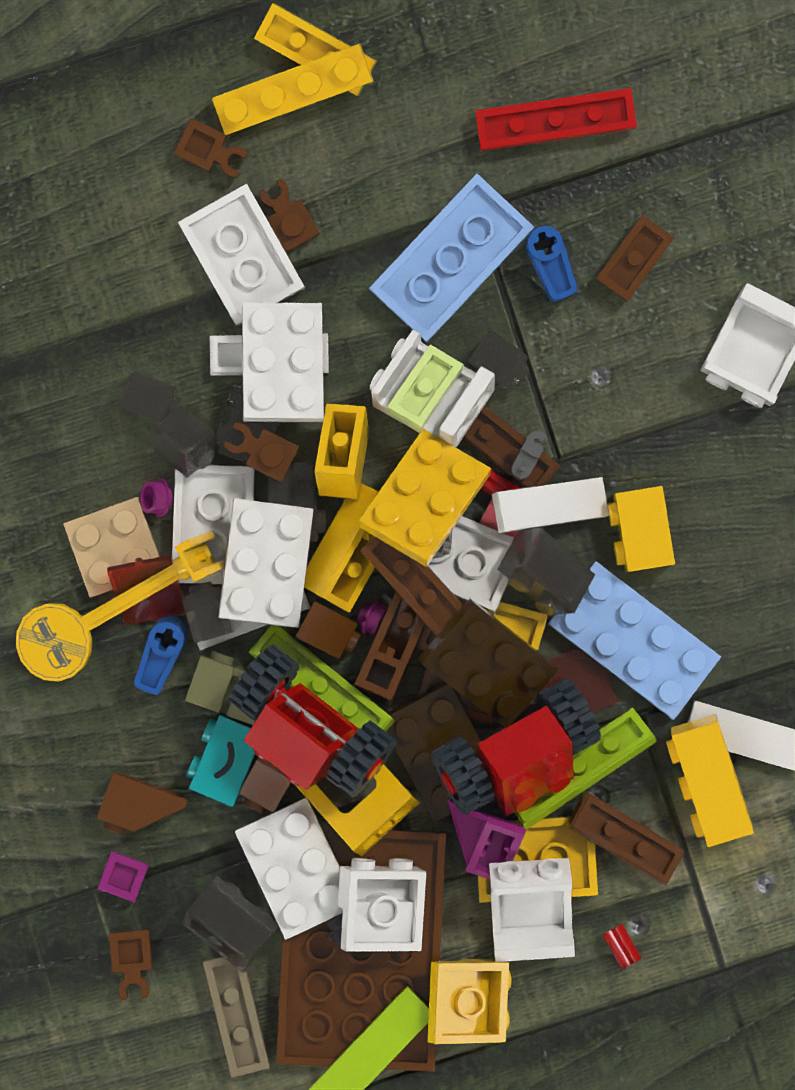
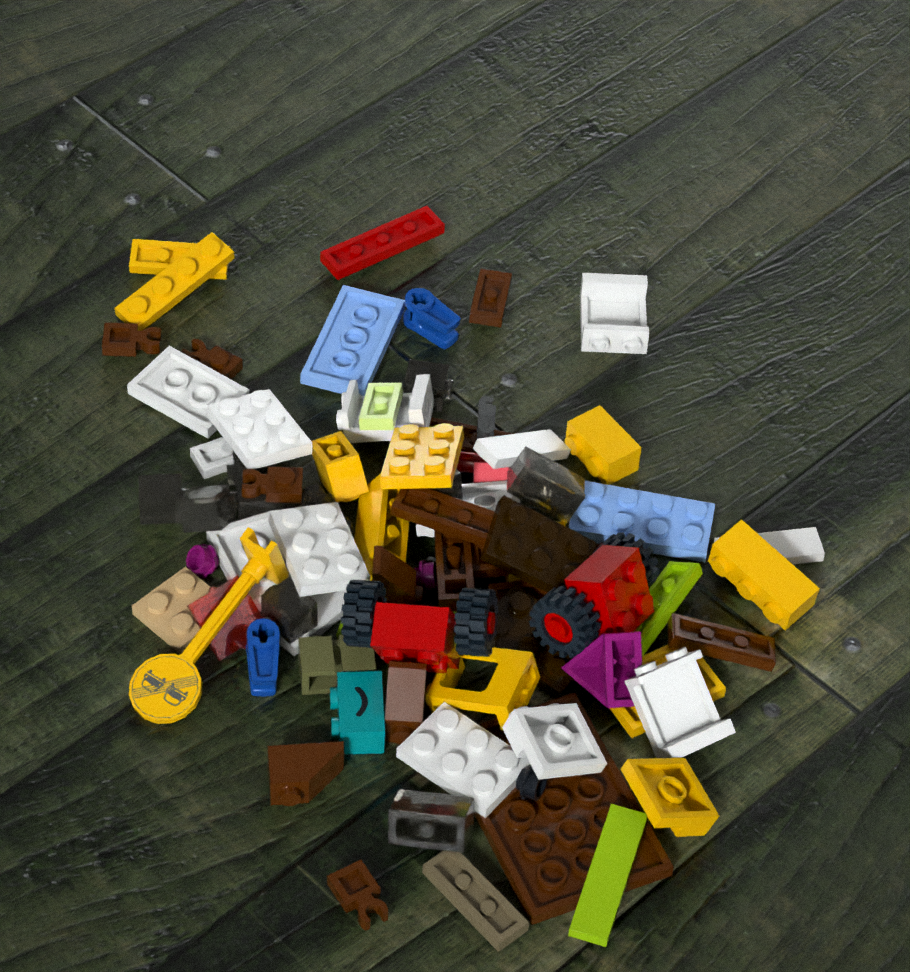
camera: 30 degrees left, 40 degrees down
(123, 876) = (316, 832): magenta plate -> none
(622, 946) = (770, 722): red piece -> none

